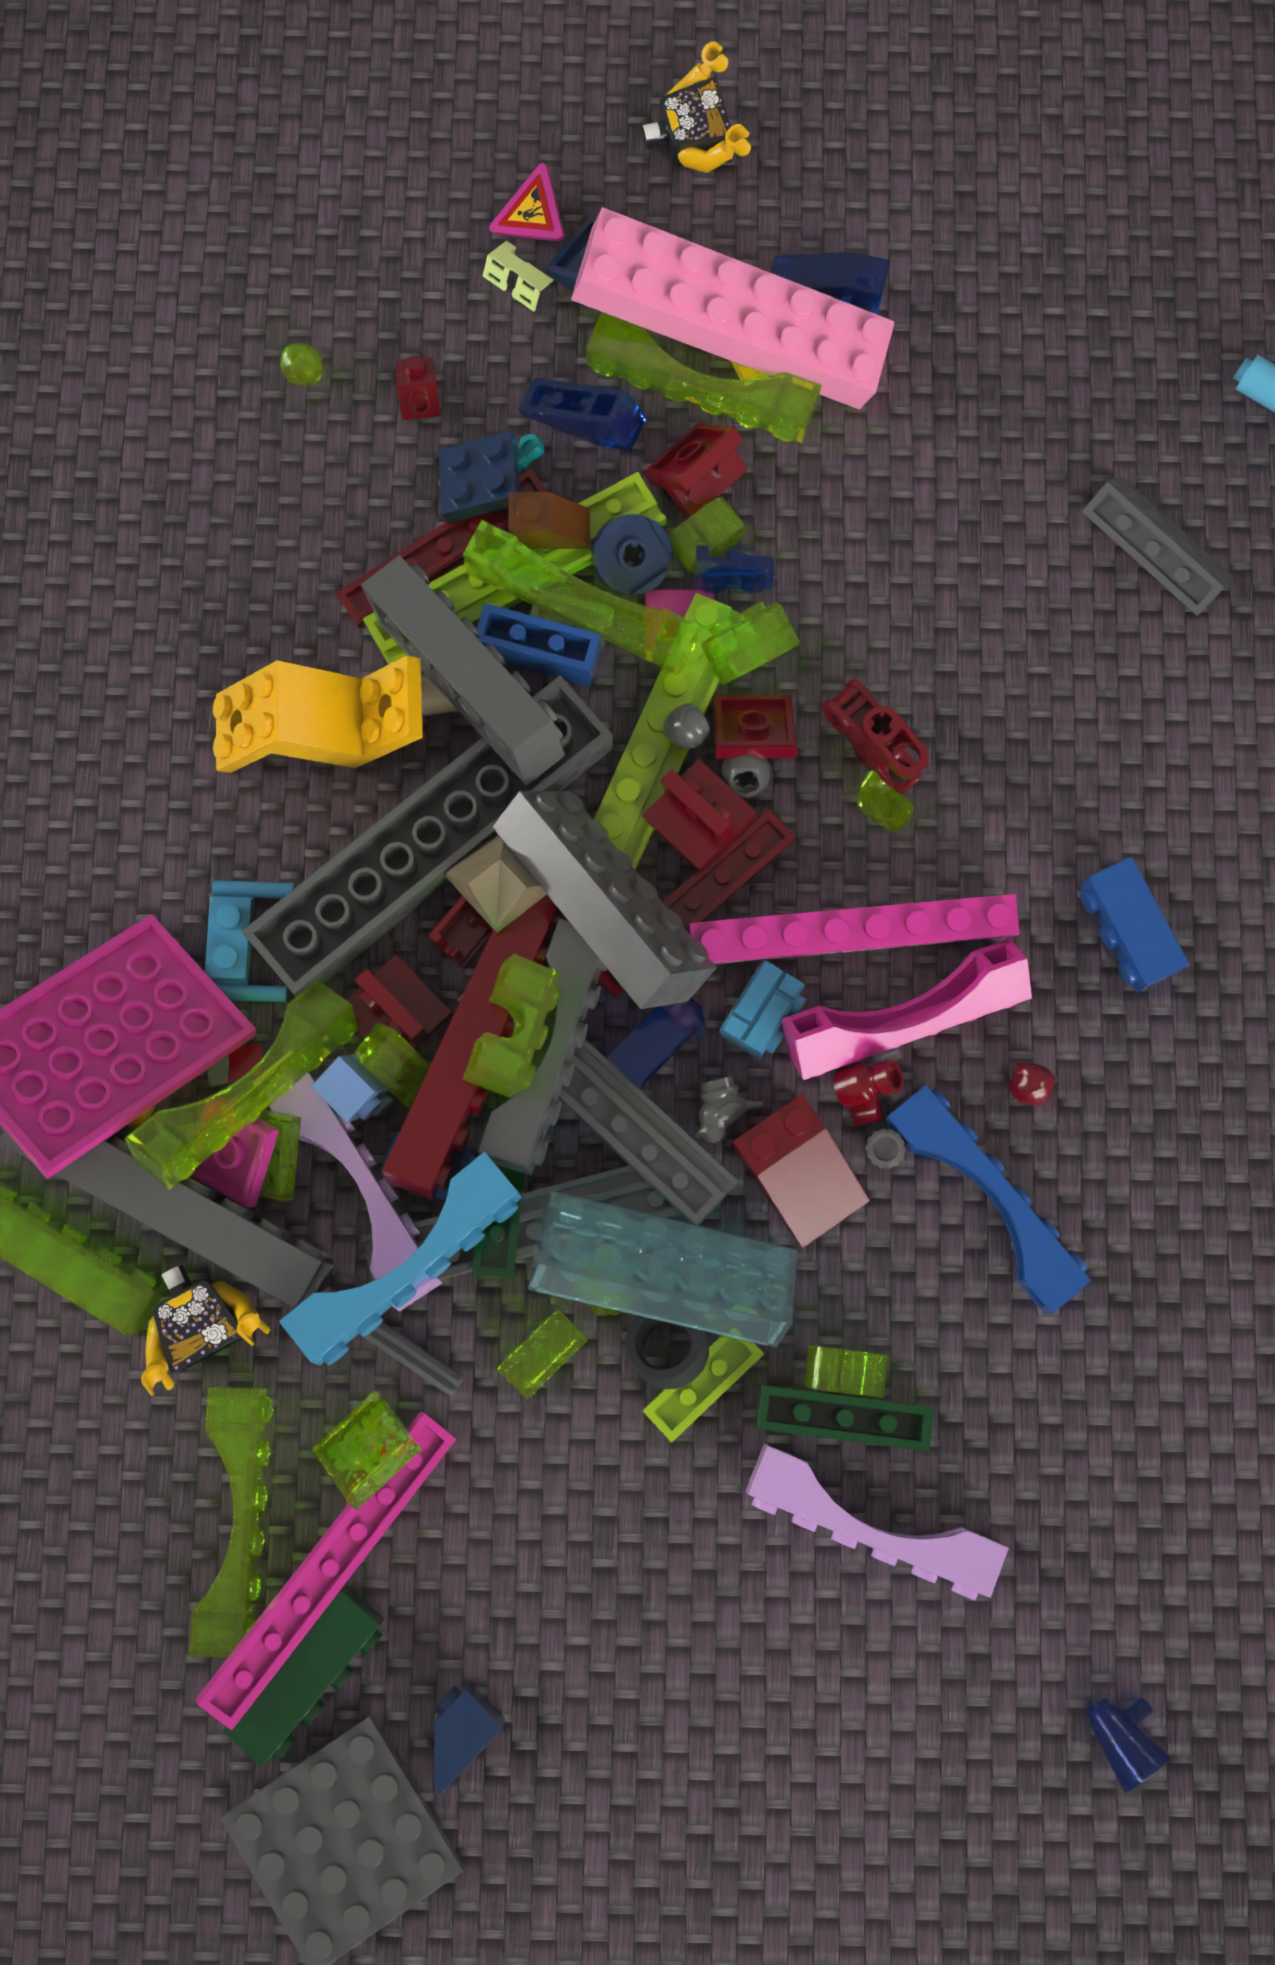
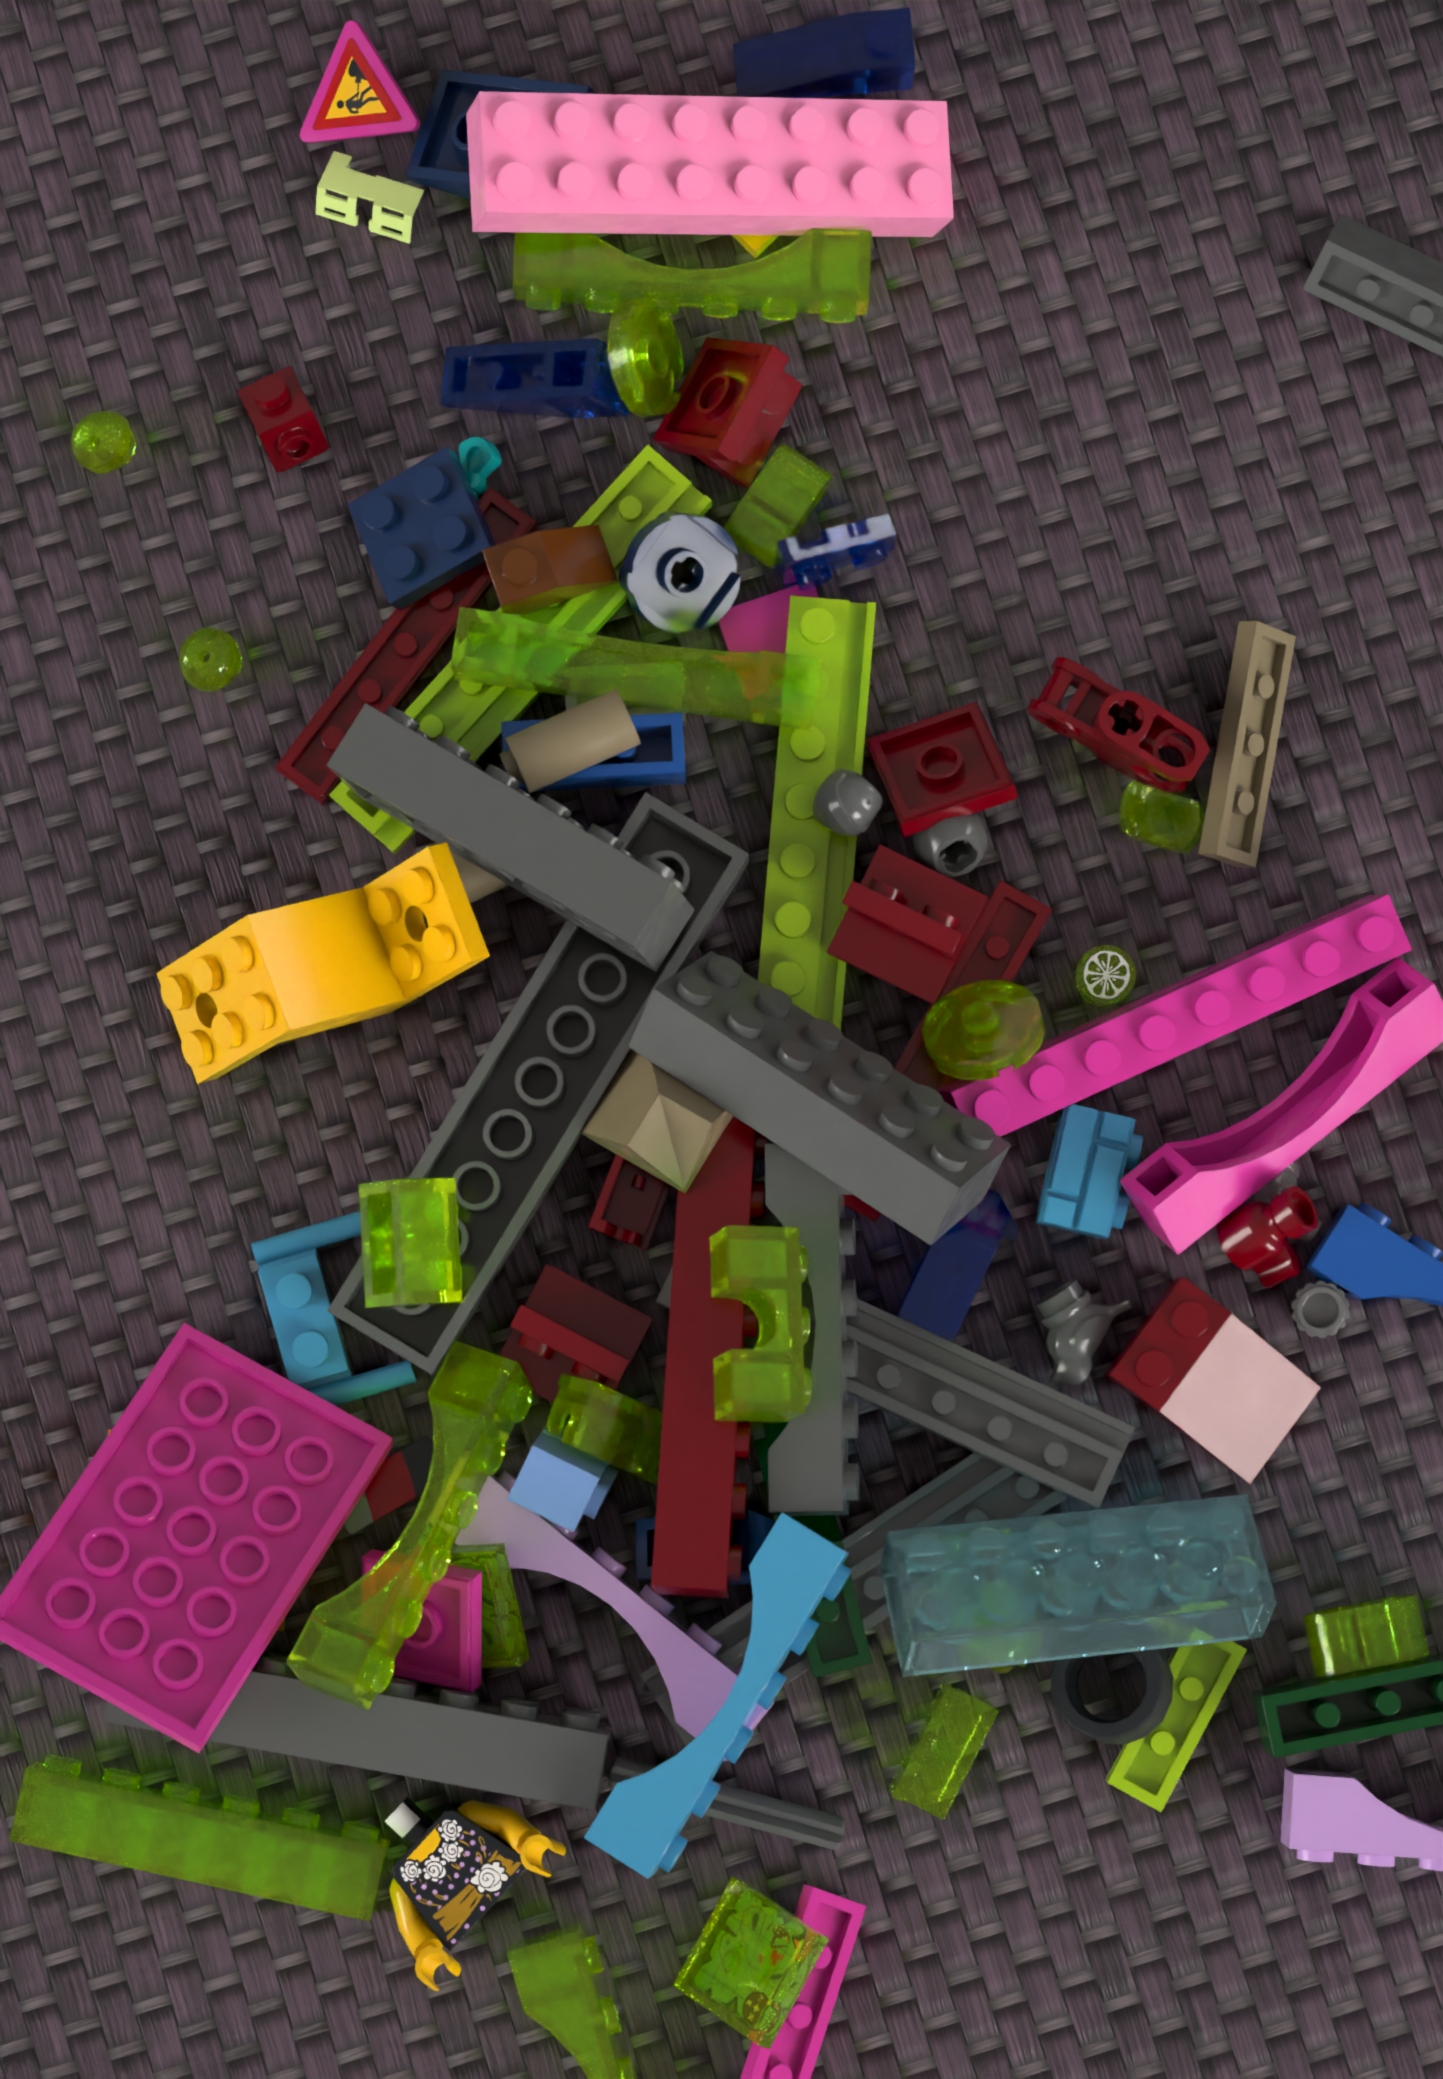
camera: 15 degrees left, 5 degrees up
(307, 901) = (410, 1242): none -> clear neon green brick
(319, 514) = (222, 666): none -> clear neon green piece
(522, 625) = (570, 742): none -> dark tan brick
(653, 416) = (644, 357): none -> clear neon green plate
(725, 892) = (983, 1029): none -> clear neon green plate
(750, 642) = (894, 647): clear neon green brick -> none
(816, 891) = (1105, 975): none -> clear neon green tile
(955, 776) = (1247, 744): none -> dark tan plate

